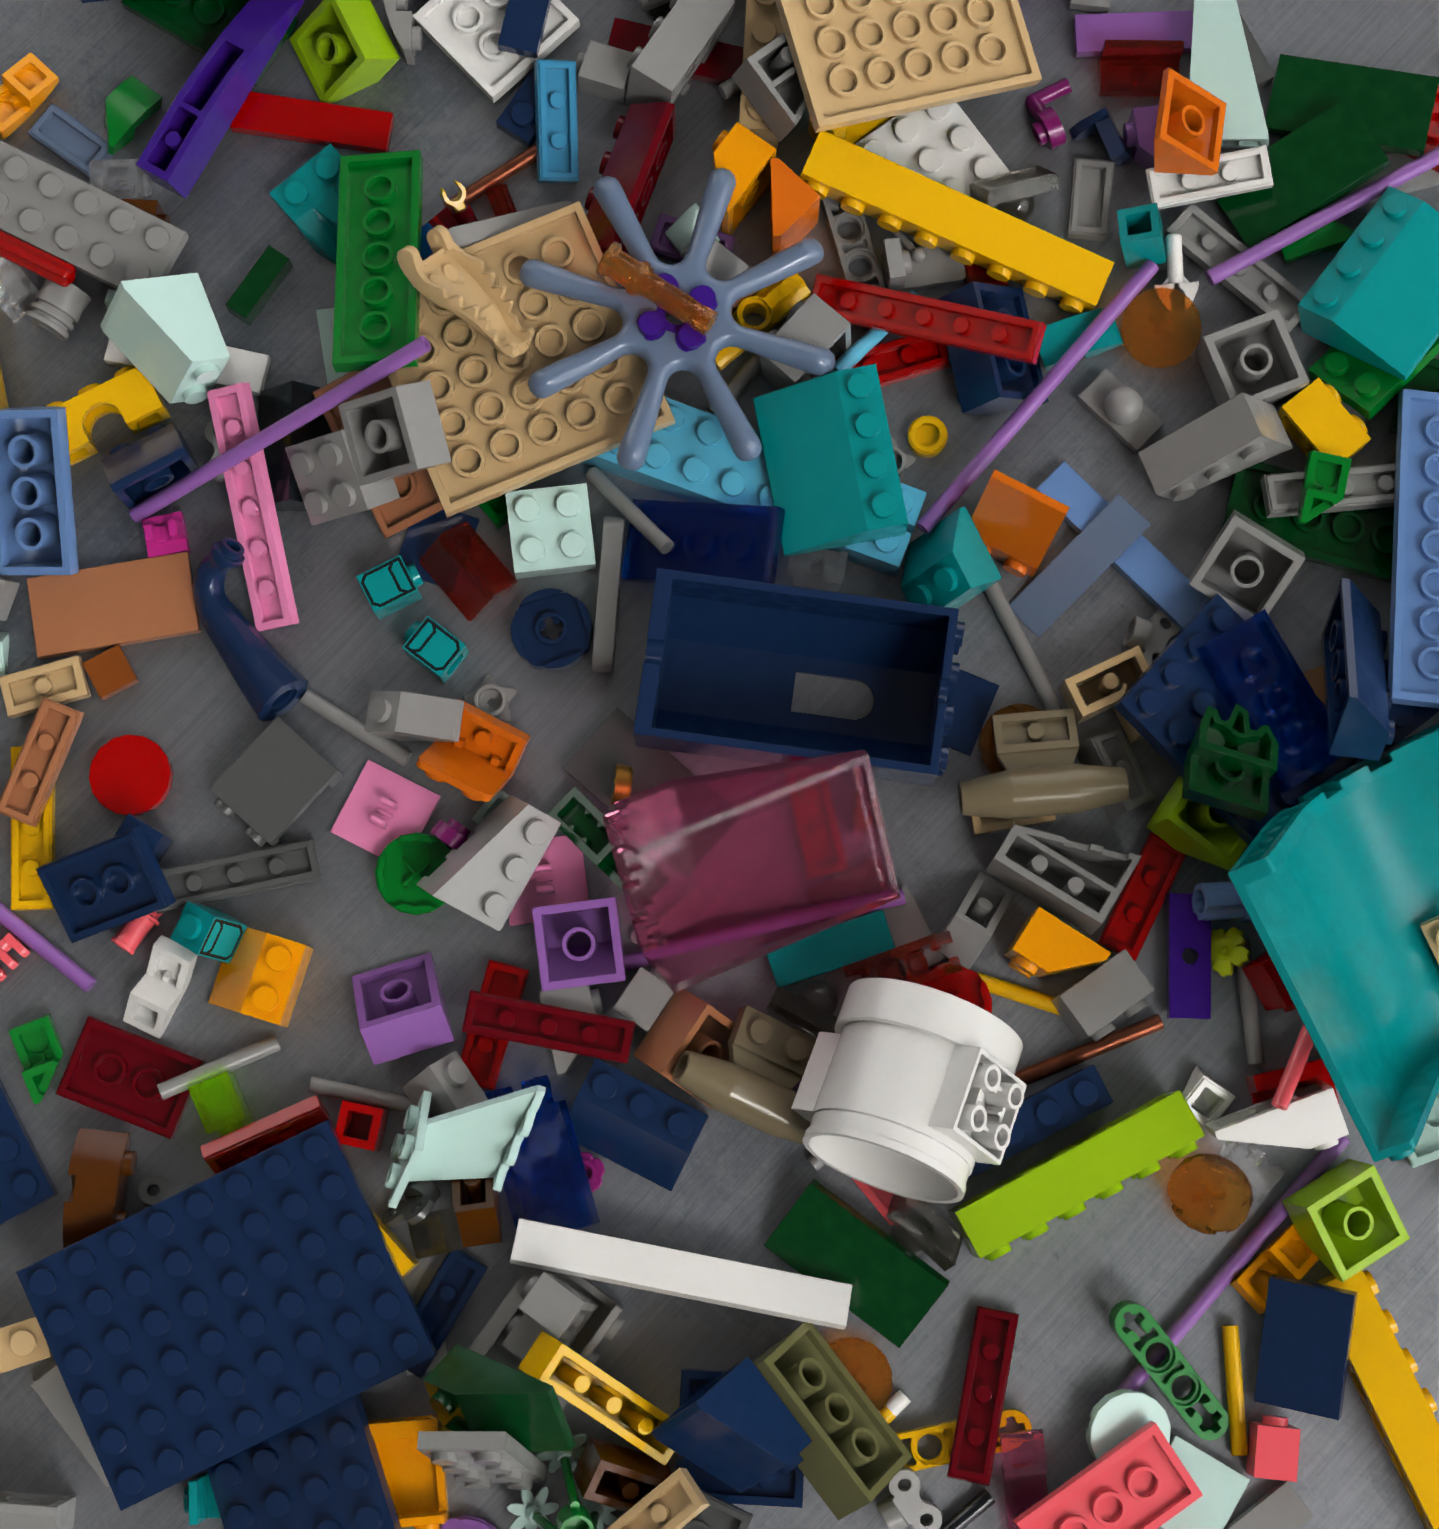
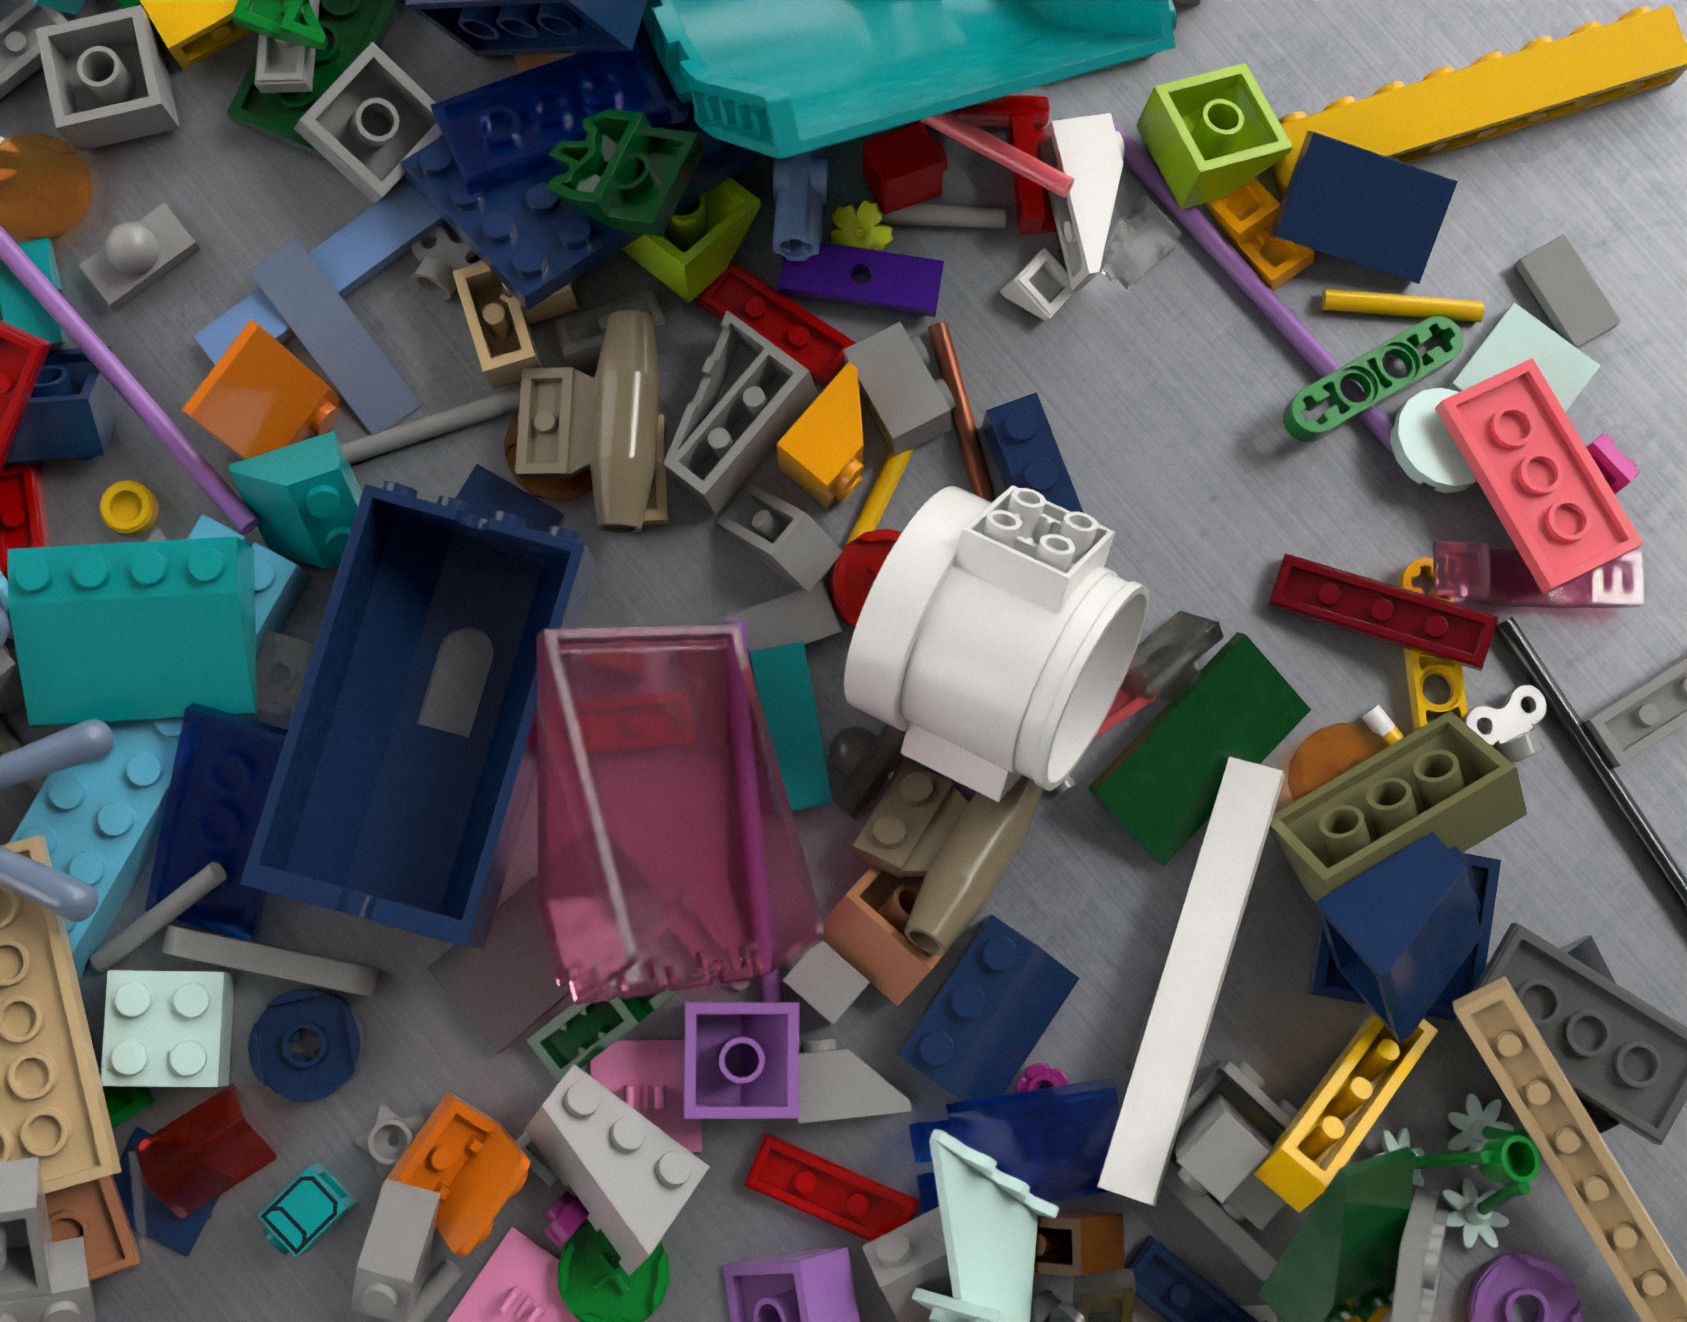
camera: 85 degrees left, 0 degrees up
(391, 586) = (208, 1263): teal brick -> none
(548, 1026) = (847, 1116): dark red tile -> none
(617, 1474) = (1445, 1093): reddish brown brick -> none
(621, 782) = (532, 974): pearl gold tile -> none
(914, 959) = (826, 615): clear red piece -> none
(1076, 1173) = (1122, 450): lime brick -> none
(1210, 1193) = (1163, 294): clear orange tile -> none
(1215, 447) = (206, 139): light grey wedge -> none
(1273, 1449) = (1481, 268): coral brick -> none

